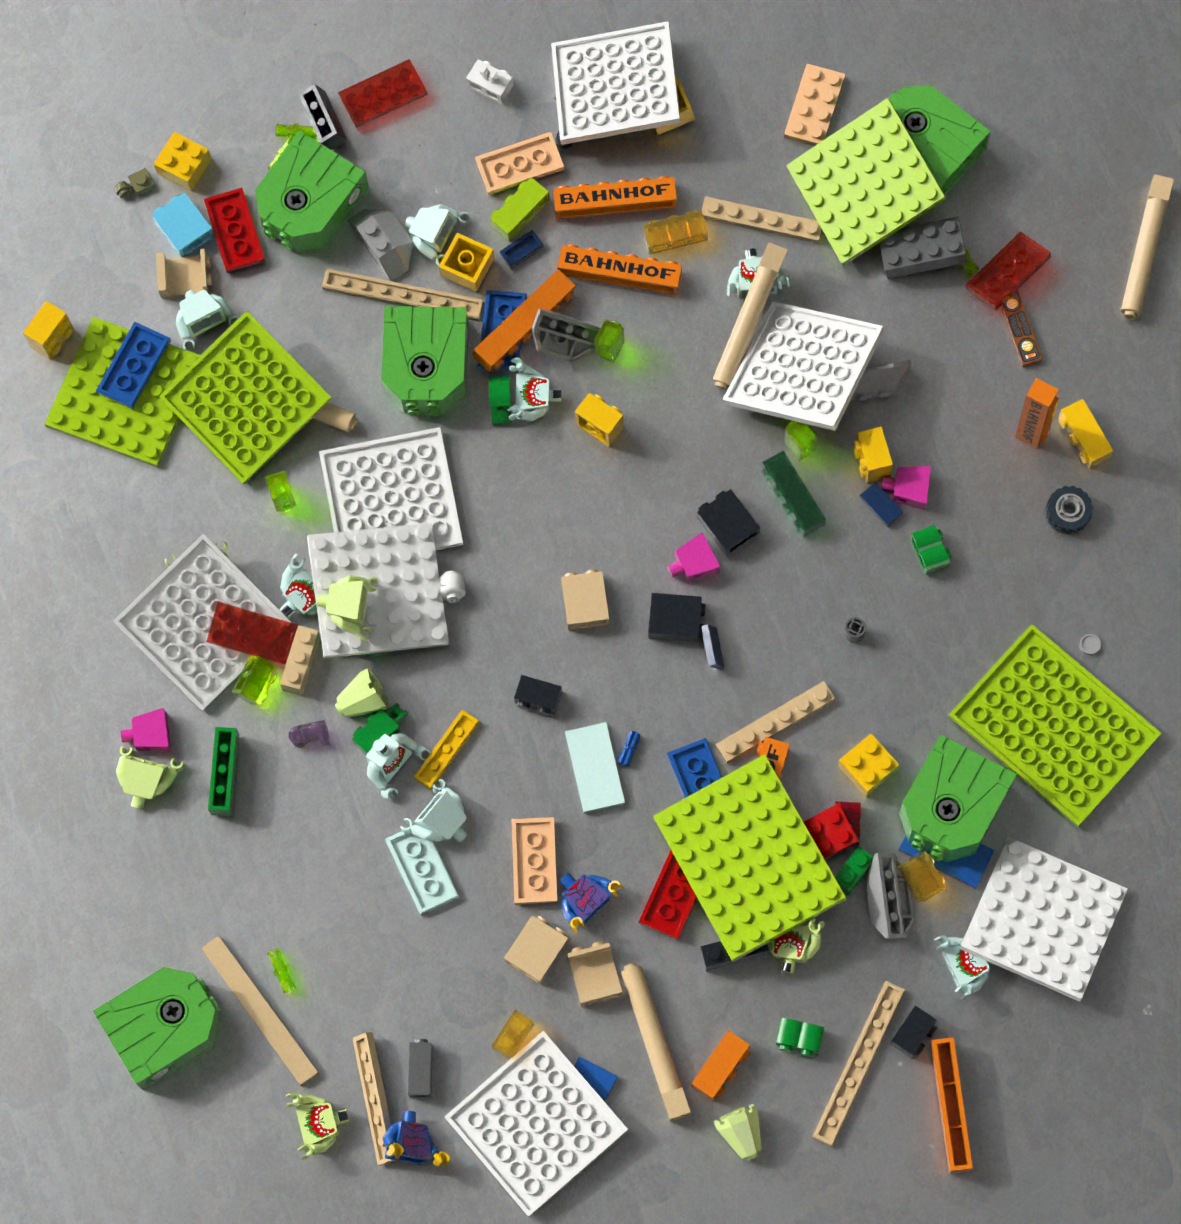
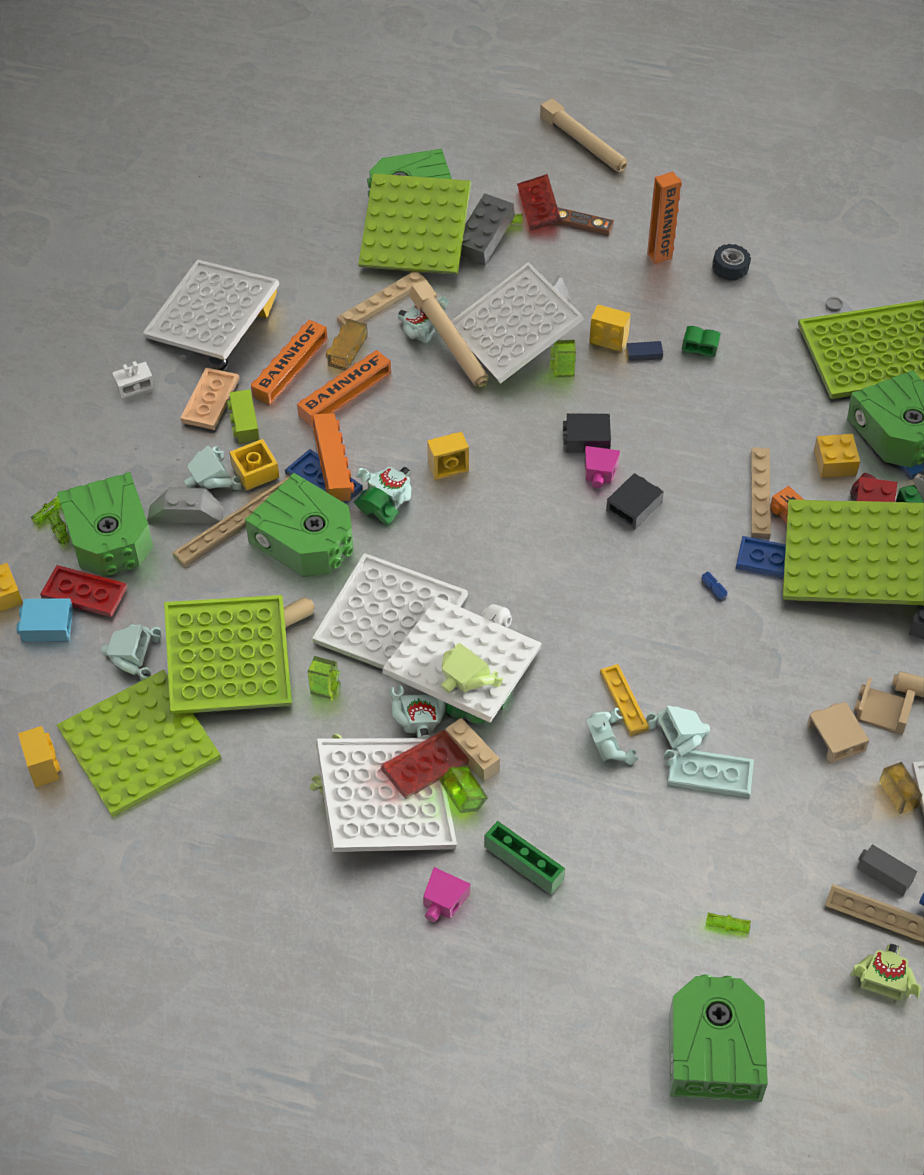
camera: 60 degrees left, 20 degrees down
(133, 365) = (126, 717): blue tile -> none
(144, 777) = (480, 922): yellowish green torso -> none
(183, 274) = (85, 644): tan panel -> none
(259, 1010) = (752, 961): tan tile -> none
(308, 733) = (539, 776): clear purple leg -> none
(322, 117) = (52, 482): black brick -> none
(362, 696) = (539, 722): yellowish green cone -> none
(378, 725) = (575, 733): green brick -> none
(382, 93) = (75, 443): clear red plate -> none
(521, 249) = (274, 434): dark blue tile -> none
(534, 860) = (761, 693): light nougat plate -> none
(537, 695) = (628, 614): black brick -> none
(563, 335) = (364, 437): light grey wedge -> none
(585, 599) = (578, 542): tan panel -> none
(585, 897) = (817, 674): blue torso -> none
(595, 767) = (713, 615): light aqua tile -> none
(609, 340) = (394, 417): clear neon green brick -> none
(669, 901) = (855, 625): red plate -> none
(712, 646) = (676, 492): dark blue tile -> none
(793, 494) = (597, 387): clear green brick -> none
(814, 105) = (329, 233): light nougat plate -> none
(855, 634) = (727, 409): dark grey wheel -> none
(909, 486) = (647, 326): dark pink torso -> none
(1085, 433) = (693, 227): yellow brick -> none

